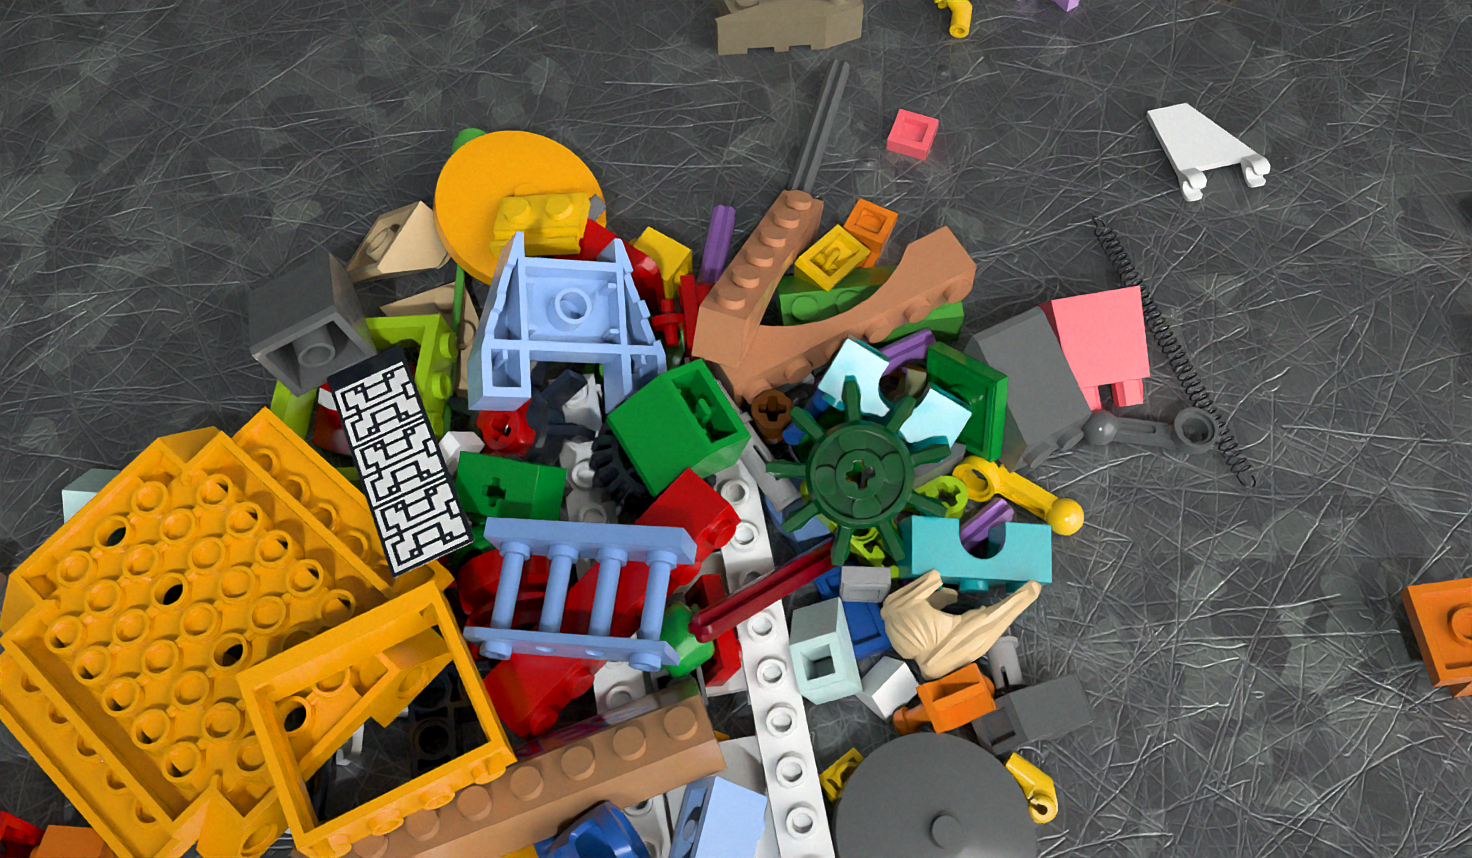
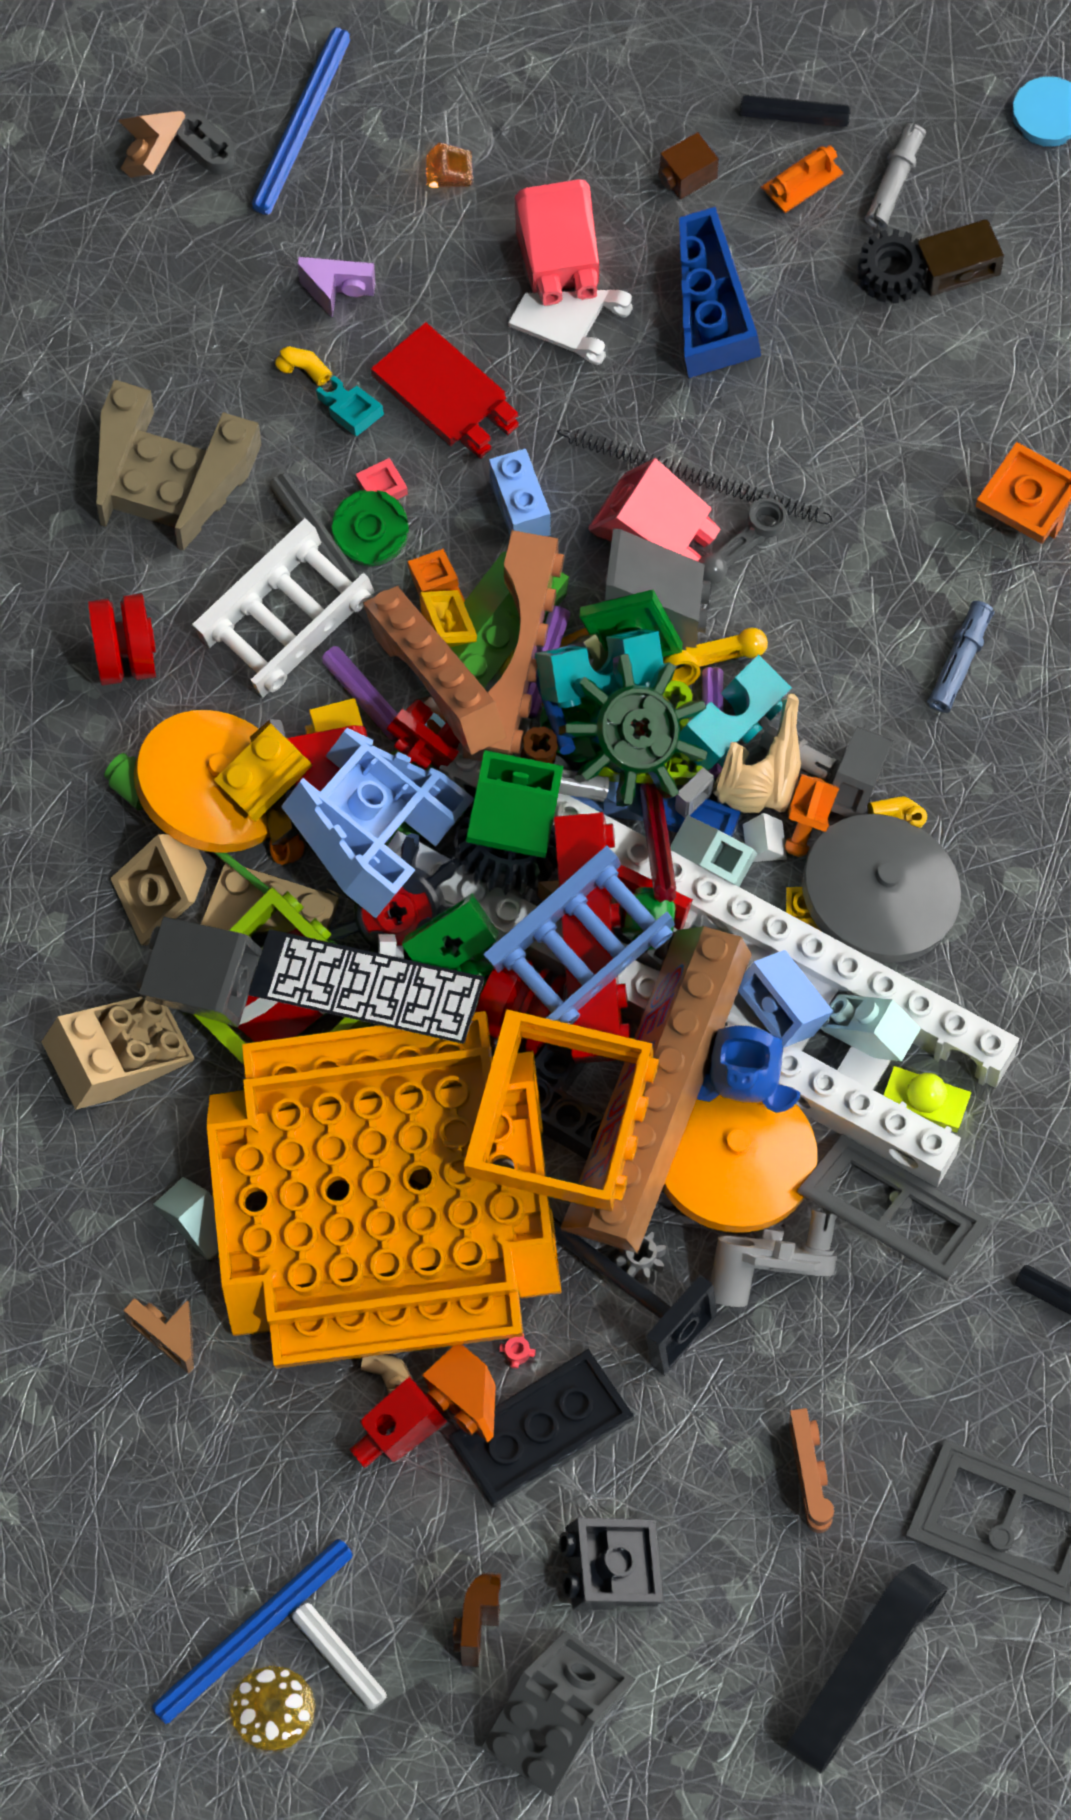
camera: 50 degrees left, 5 degrees up
(49, 807) = (390, 1368): none -> tan arm
(204, 329) = (114, 1049): none -> tan slope
(583, 57) = (122, 639): none -> red wheel
(725, 111) = (274, 572): none -> white fence
(864, 154) = (370, 527): none -> green tile
(952, 63) = (351, 408): none -> teal plate
(1004, 229) = (519, 493): none -> light blue brick
(1040, 113) = (445, 389): none -> red tile
(1257, 78) = (558, 239): none -> coral hips
(1263, 705) = (966, 643): none -> sand blue pin
(1332, 234) = (714, 305): none -> blue wedge
(1429, 121) = (688, 166): none -> reddish brown brick

